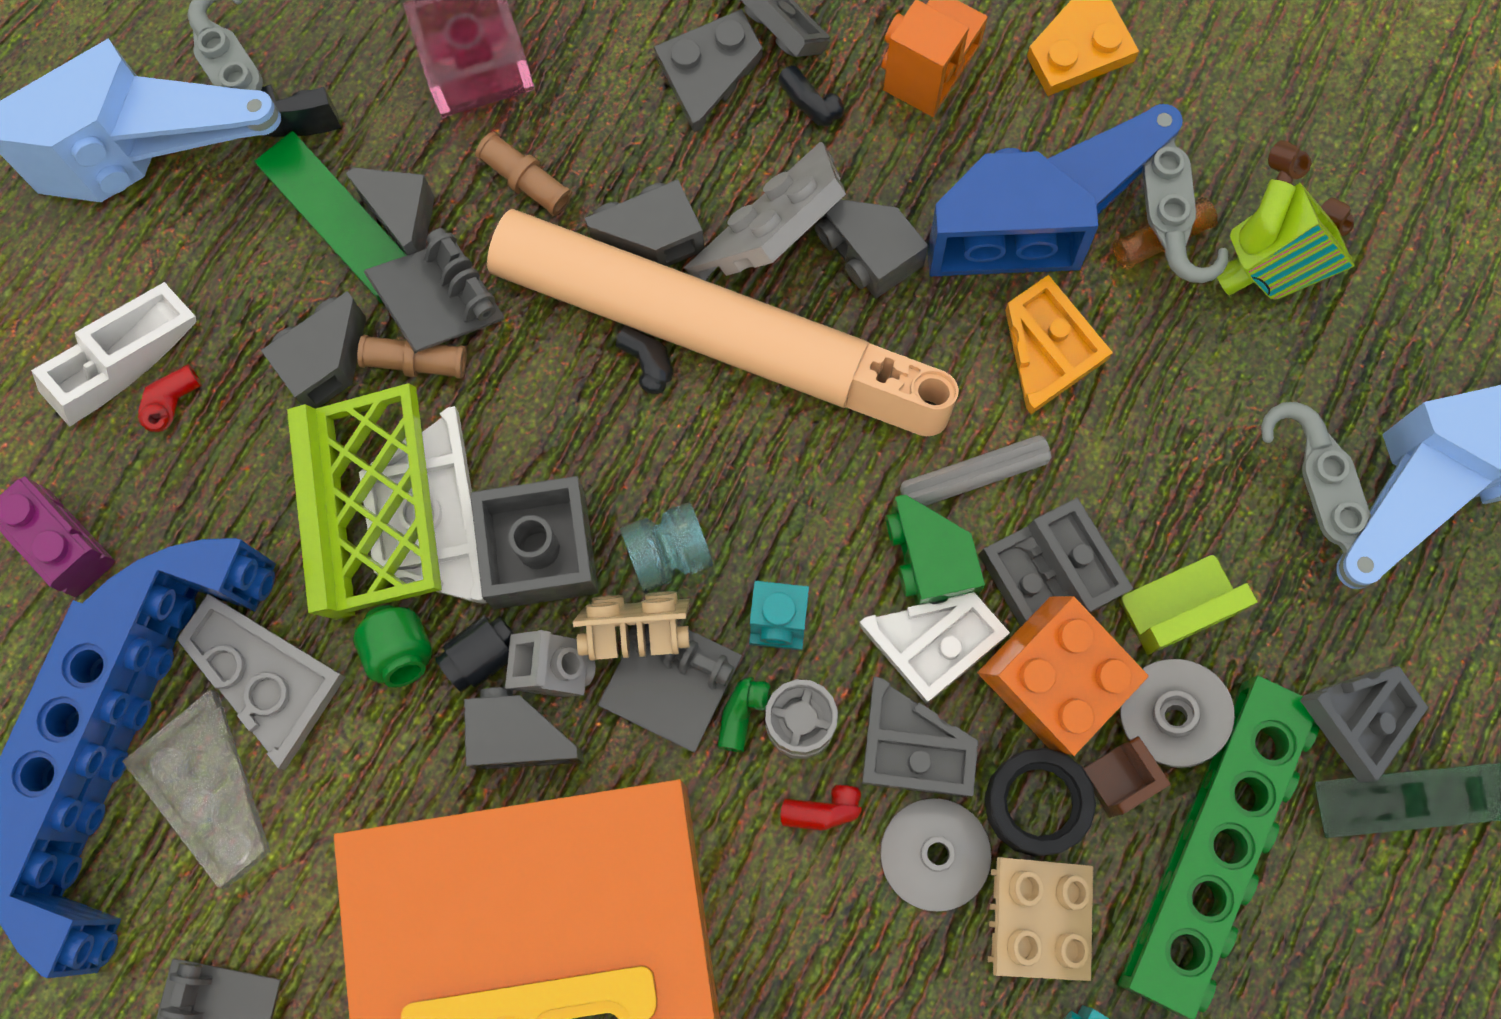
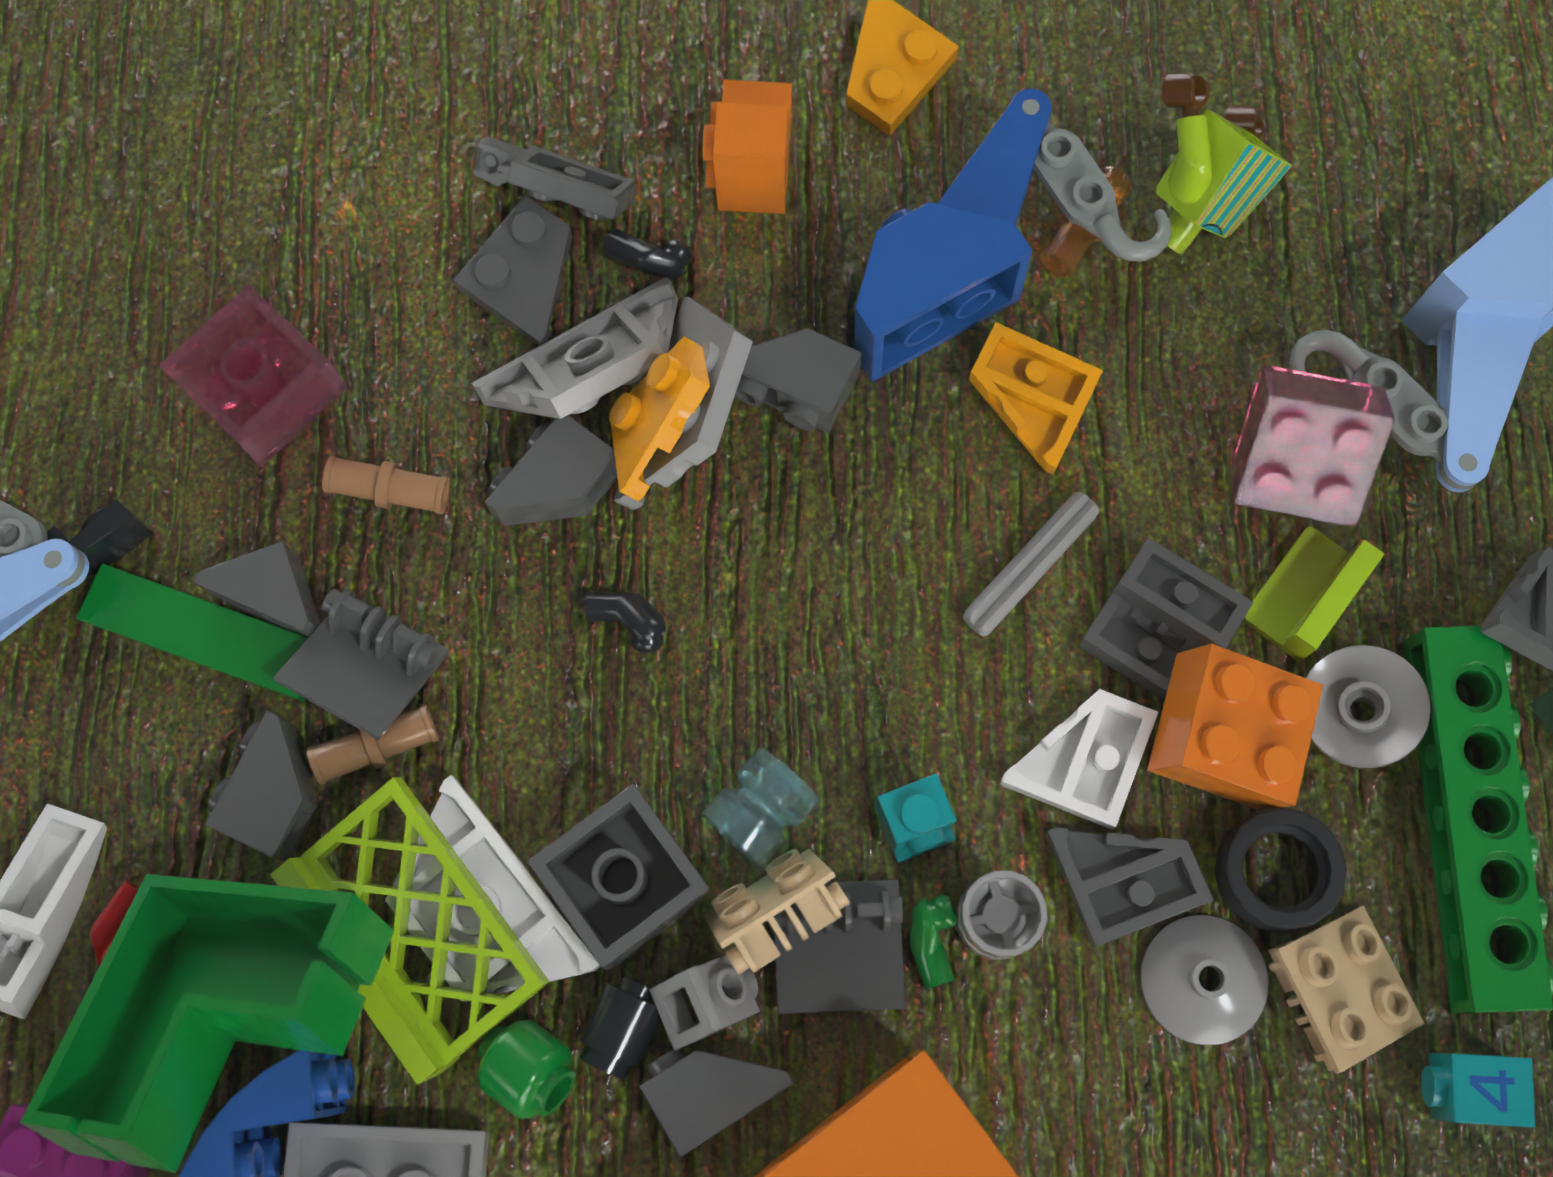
camera: 30 degrees left, 0 degrees up
(182, 453) = (176, 992): none -> green piece
(721, 151) = (587, 360): none -> light grey wing
(721, 324) = (683, 542): light nougat piece -> none
(744, 211) = (656, 412): none -> light orange wing
(823, 815) = (1072, 1003): red arm -> none
(936, 553) = (1039, 669): green slope -> none
(1125, 777) = (1352, 798): reddish brown panel -> none
(1244, 488) = (1310, 445): none -> clear pink brick

